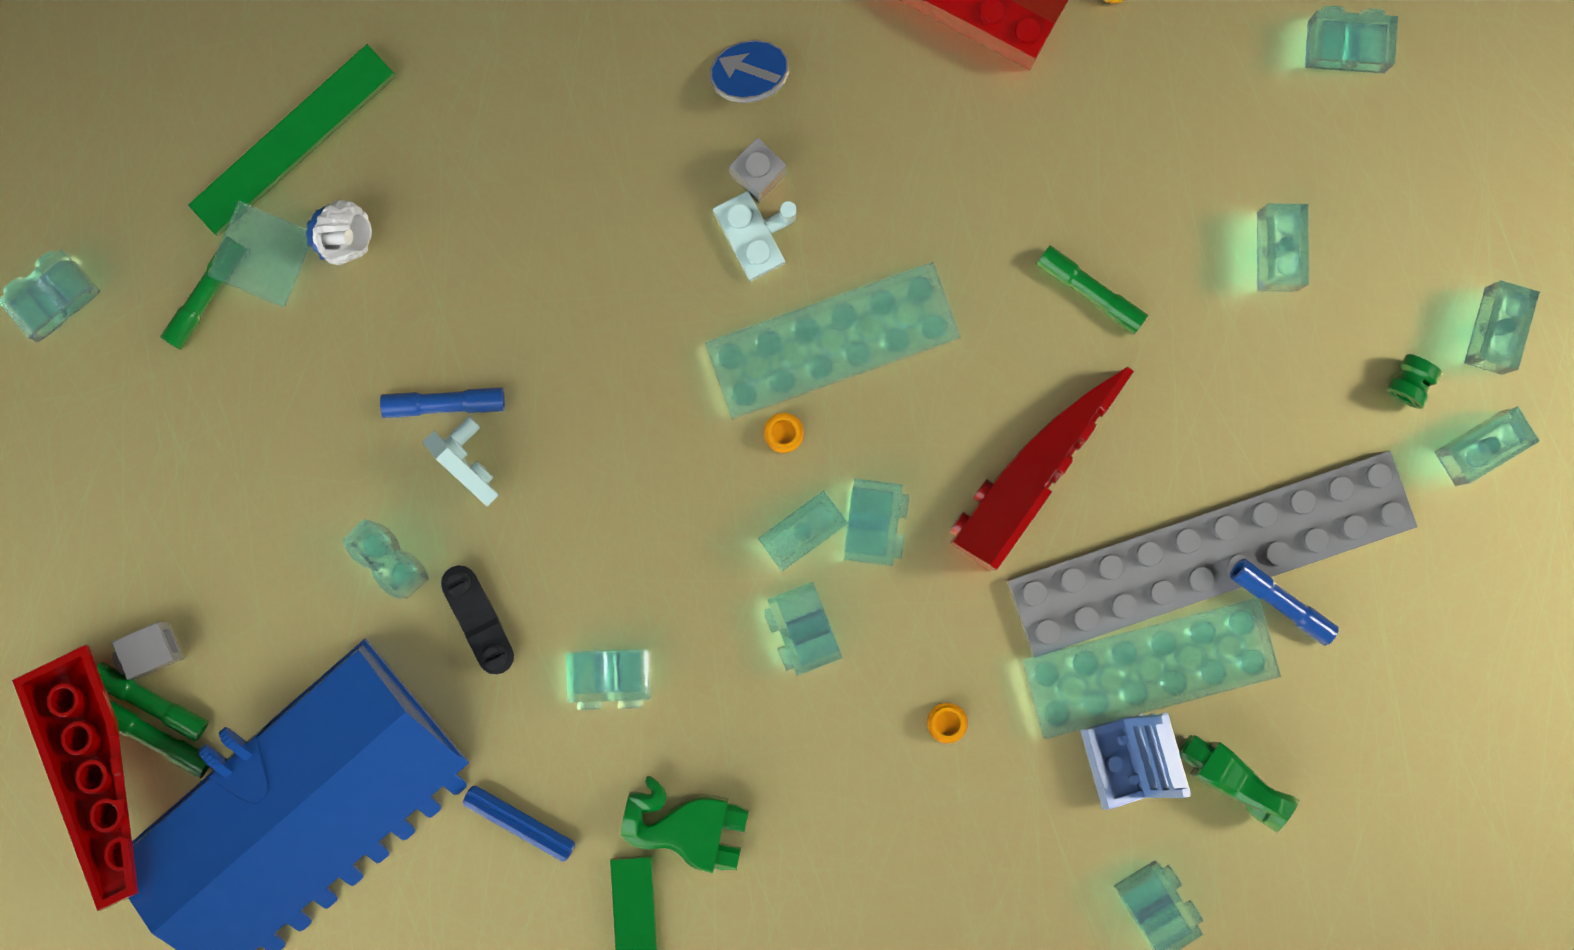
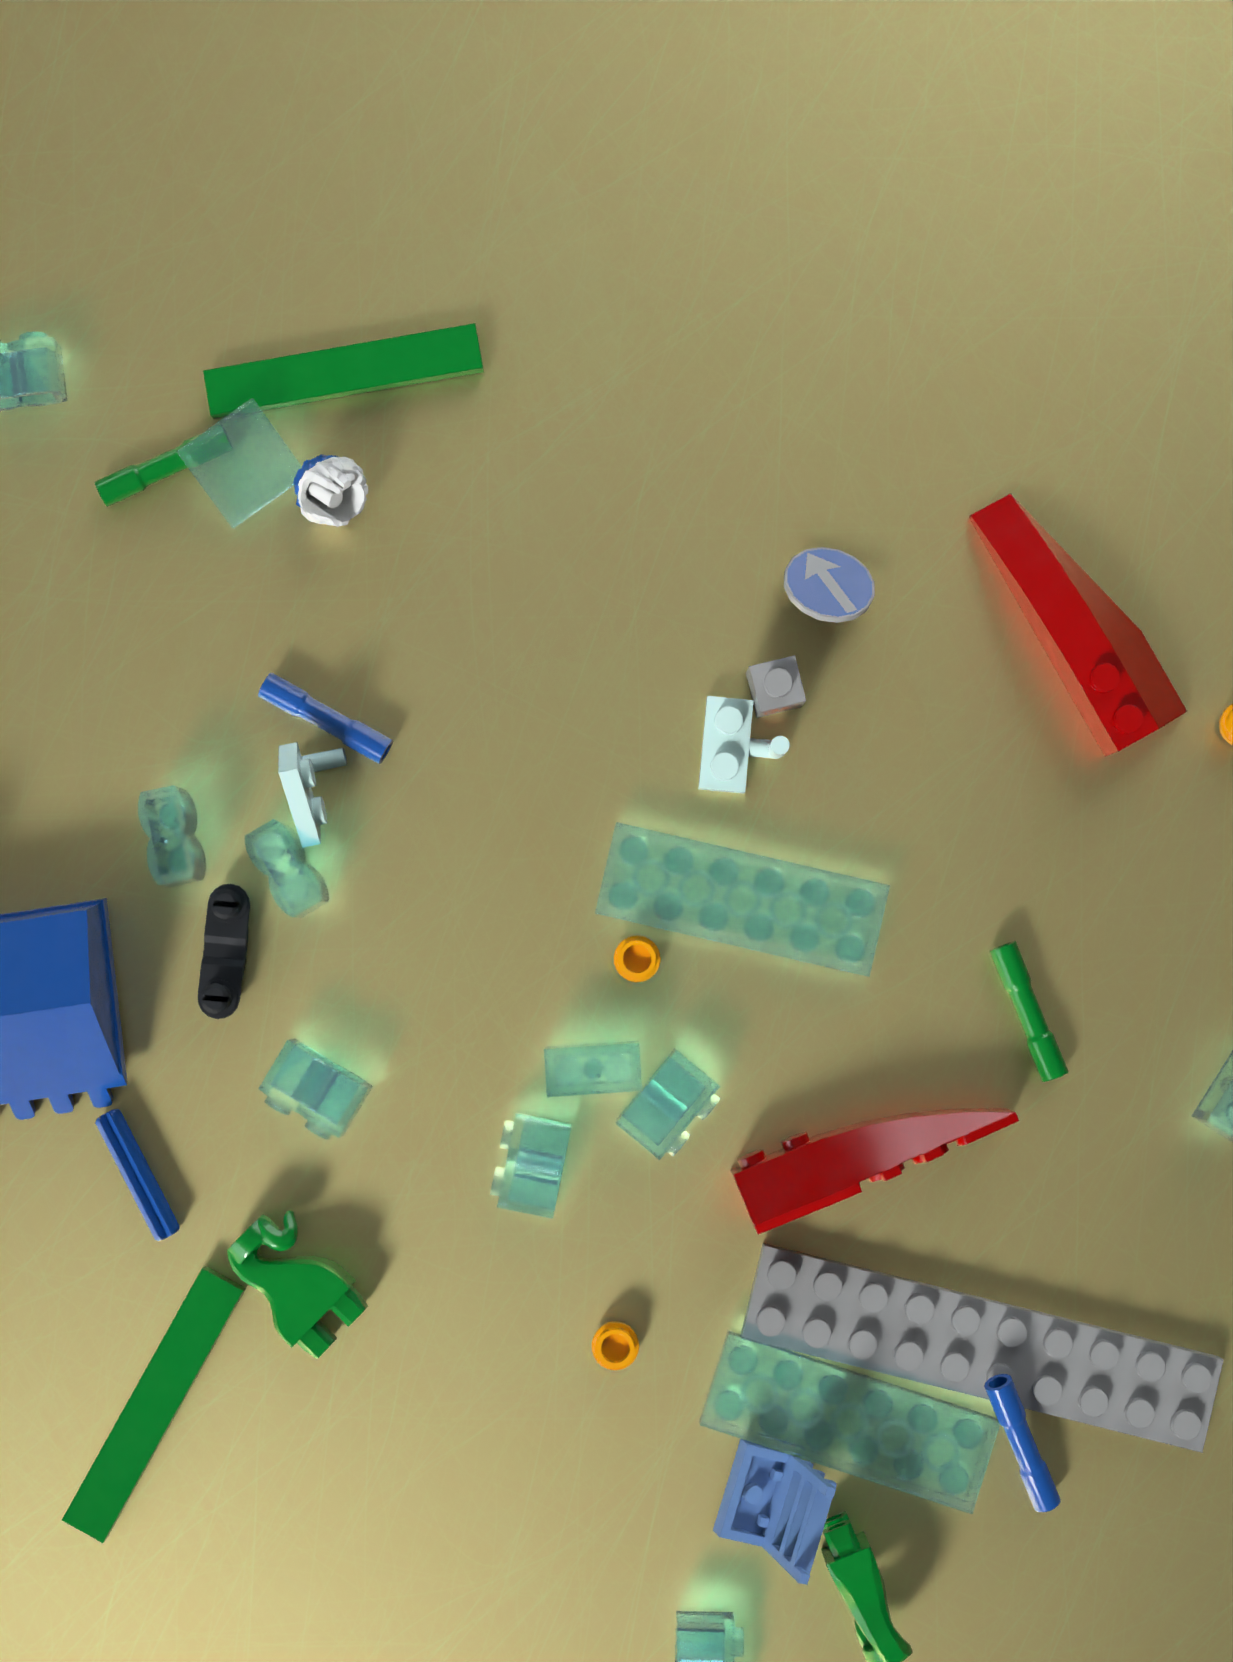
camera: 35 degrees right, 0 degrees up
(477, 524) = (292, 881): none -> clear light blue brick

